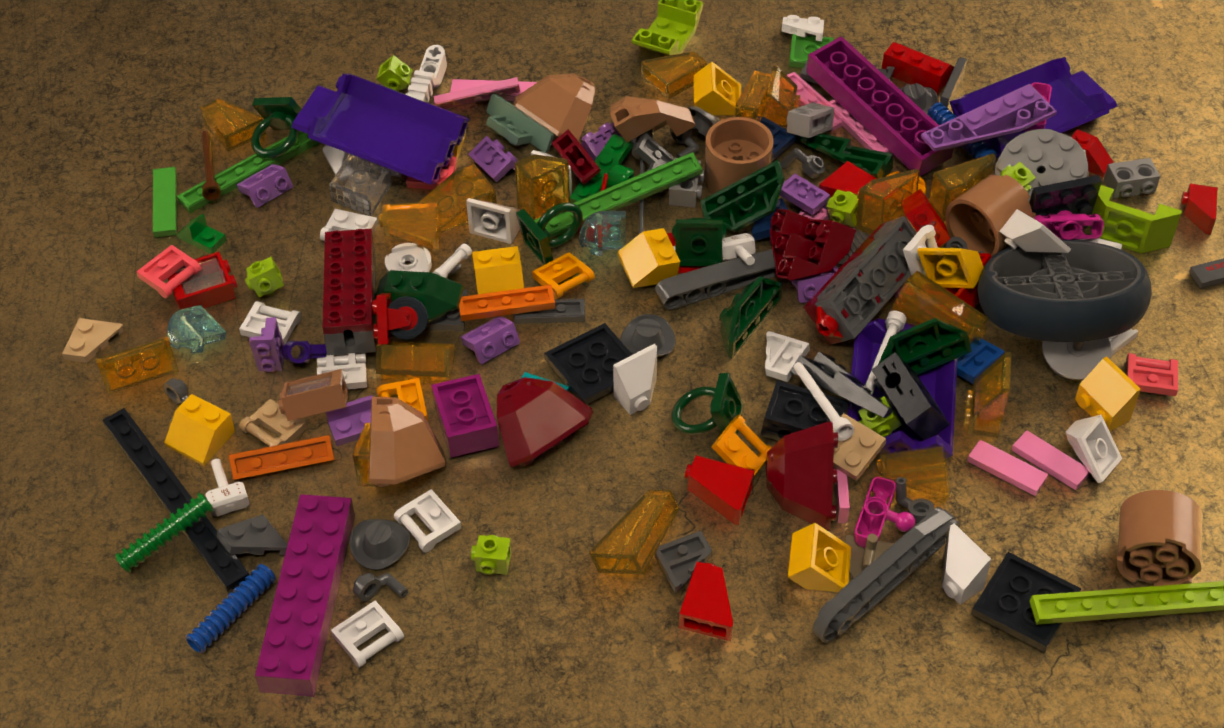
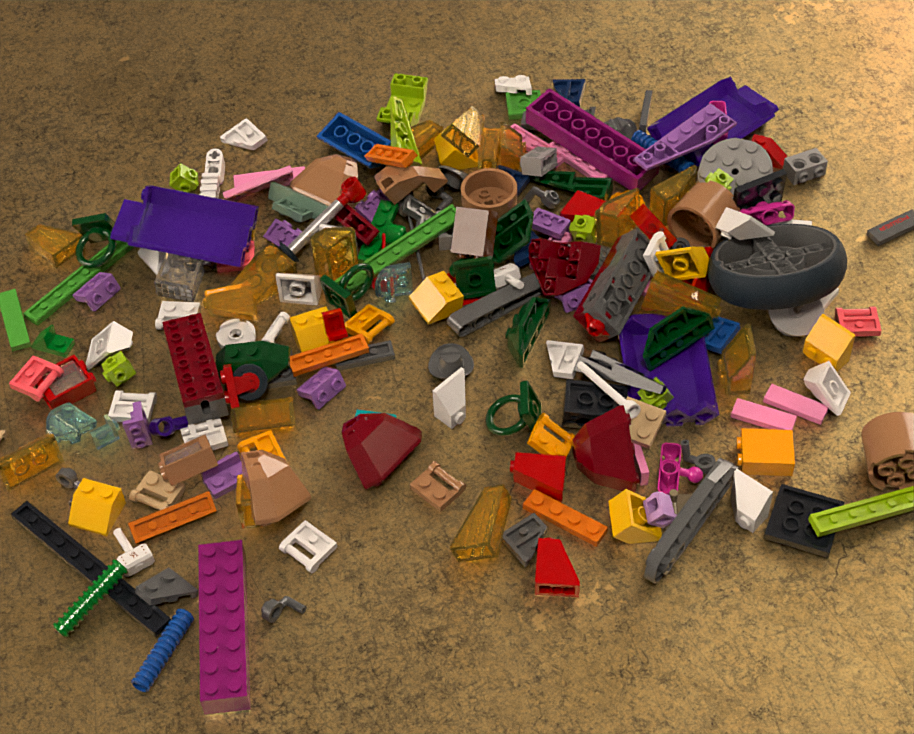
camera: 10 degrees left, 0 degrees up
(210, 189) = (52, 302): reddish brown piece -> none
(232, 348) = (105, 434): none -> clear light blue bracket
(262, 244) = (108, 343): none -> white slope
(362, 627) = (277, 643): white plate -> none
(378, 543) = (272, 572): dark grey hat -> none
(465, 415) = (317, 454): magenta piece -> none
(476, 36) = (244, 135): none -> white wing
(491, 554) = (369, 564): lime brick -> none
(521, 269) = (334, 325): none -> red bracket
(578, 119) = (351, 192): none -> piece
(588, 362) = (408, 392): black plate -> none
(590, 484) = (433, 491): none -> medium nougat plate
(603, 63) = (352, 139): none -> blue slope
(634, 85) = (391, 155): none -> orange plate
(654, 71) = (400, 129): none -> lime wedge
(710, 190) = (474, 232): none -> brick
(731, 70) = (466, 131): none -> clear yellow slope
(737, 544) = (565, 517): none -> orange plate
(850, 555) = (659, 509): none -> lavender brick
(870, 43) = (571, 89): none -> dark blue wing
(894, 322) = (648, 315): white piece -> none
(909, 396) = (675, 373): black piece -> none
(917, 67) = (613, 104): red slope -> none
(921, 467) = (698, 428): clear yellow slope -> none
(998, 510) = (766, 452): none -> light orange brick
(1133, 227) = (818, 206): lime slope -> none
(1201, 206) = (864, 180): red slope -> none

